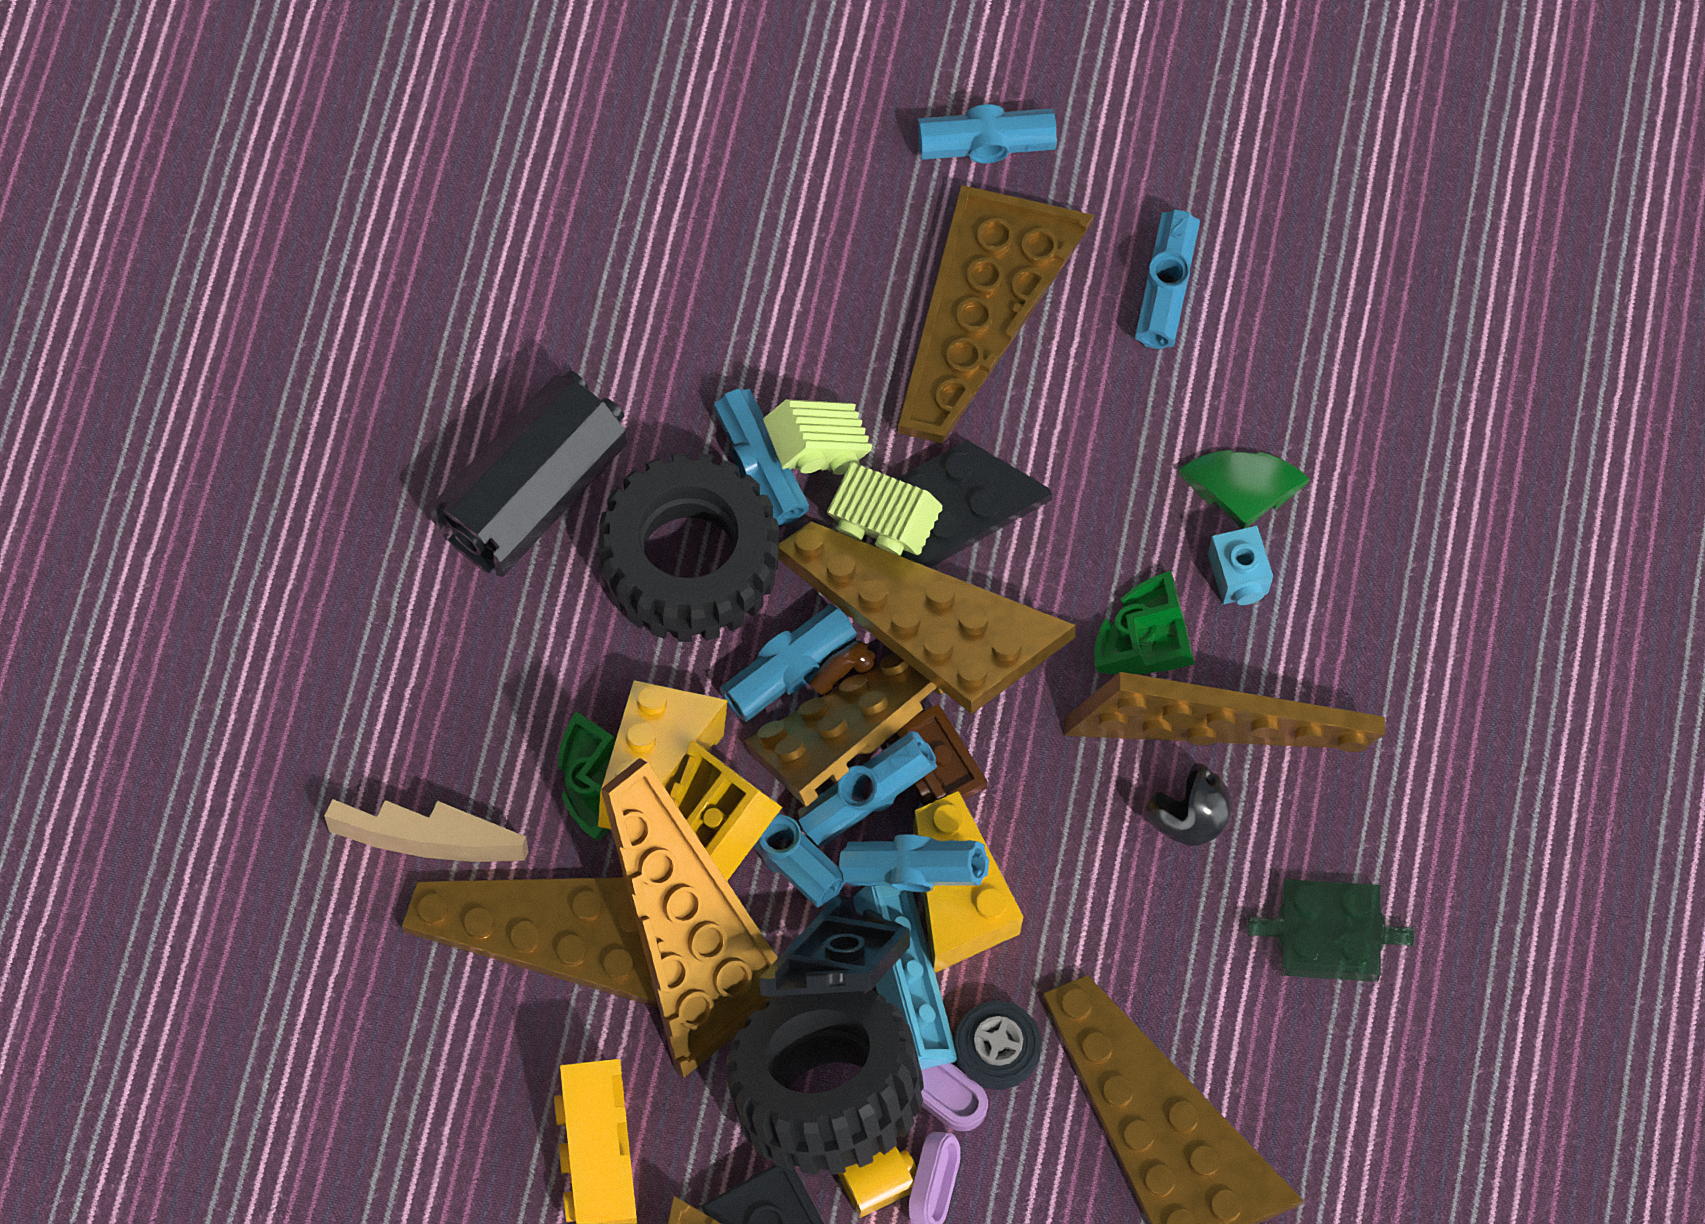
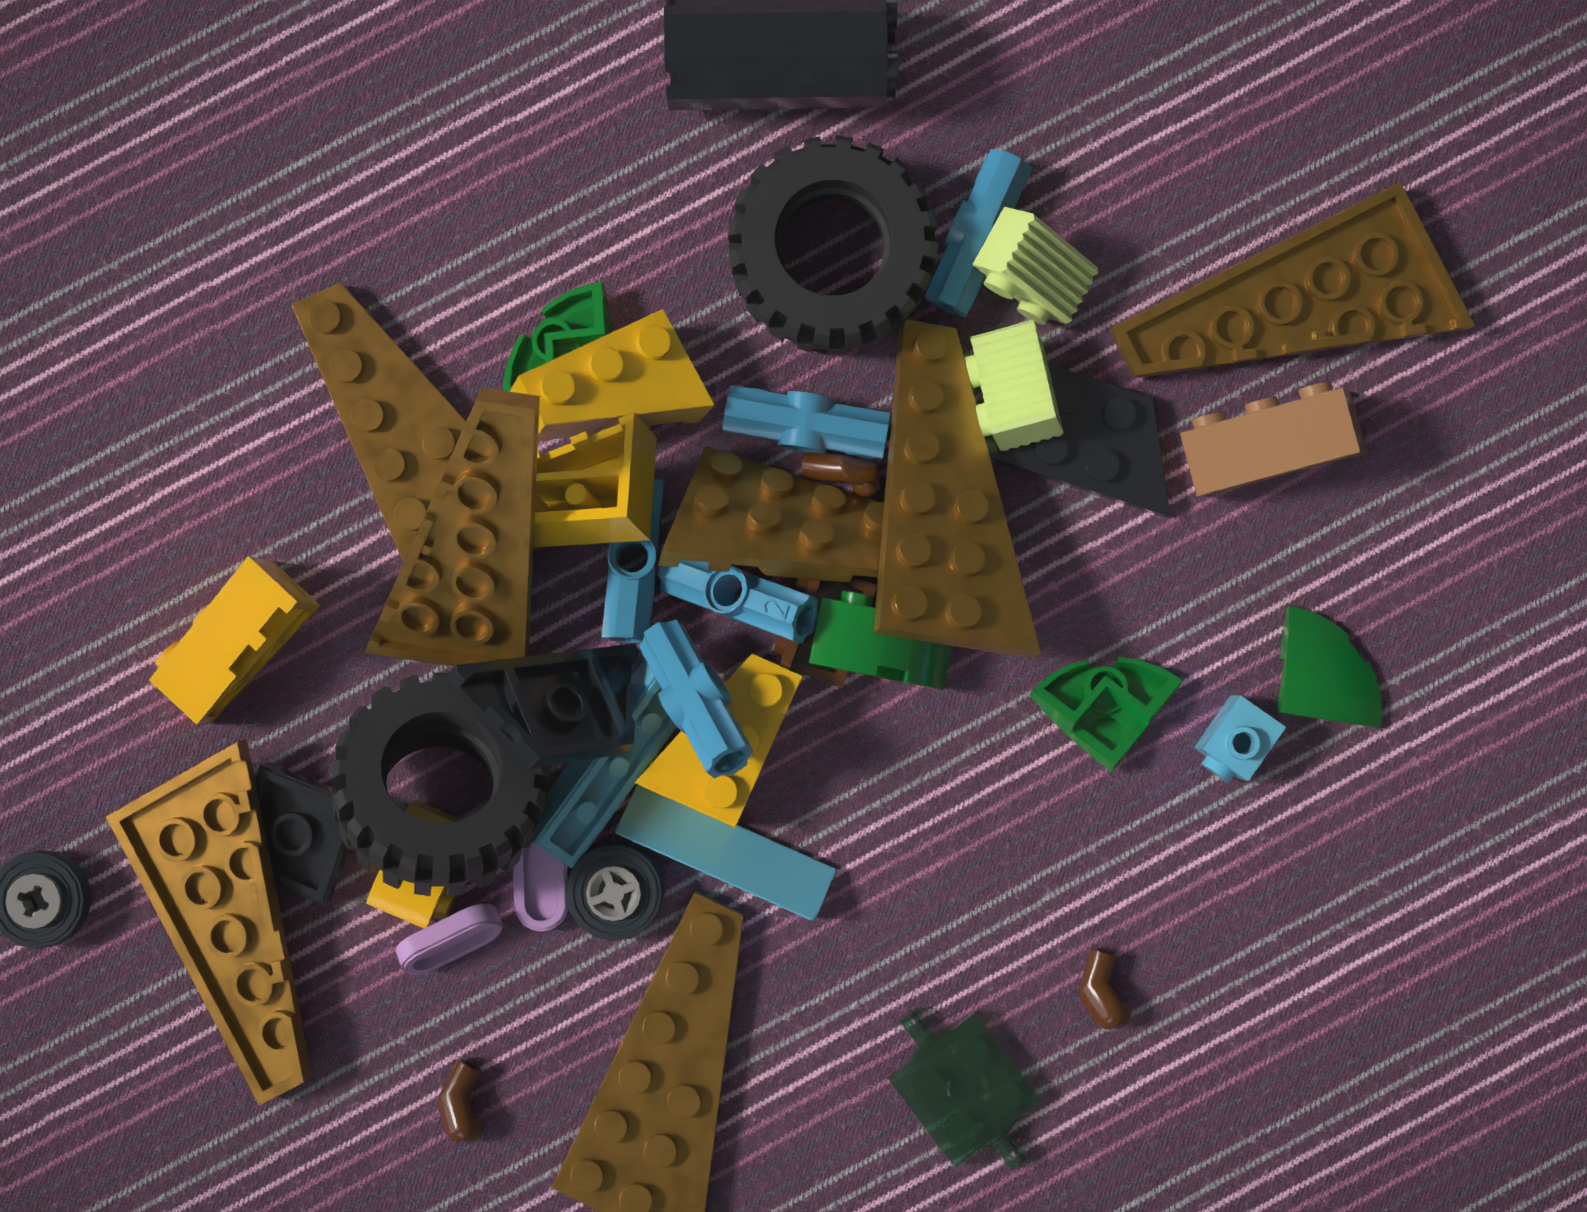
camera: 55 degrees right, 20 degrees up
(443, 835) = (397, 265): tan slope -> none
(975, 739) = (847, 643): none -> green brick
(987, 134) = (1474, 160): dark azure piece -> none
(1033, 953) = (727, 852): none -> medium azure slope
(1060, 386) = (1272, 439): none -> medium nougat wedge
(1162, 300) = (1495, 430): dark azure piece -> none
(1199, 815) = (965, 892): black helmet -> none
(1203, 715) = (1070, 848): pearl gold wing -> none
(1339, 792) = (1098, 995): none -> reddish brown arm

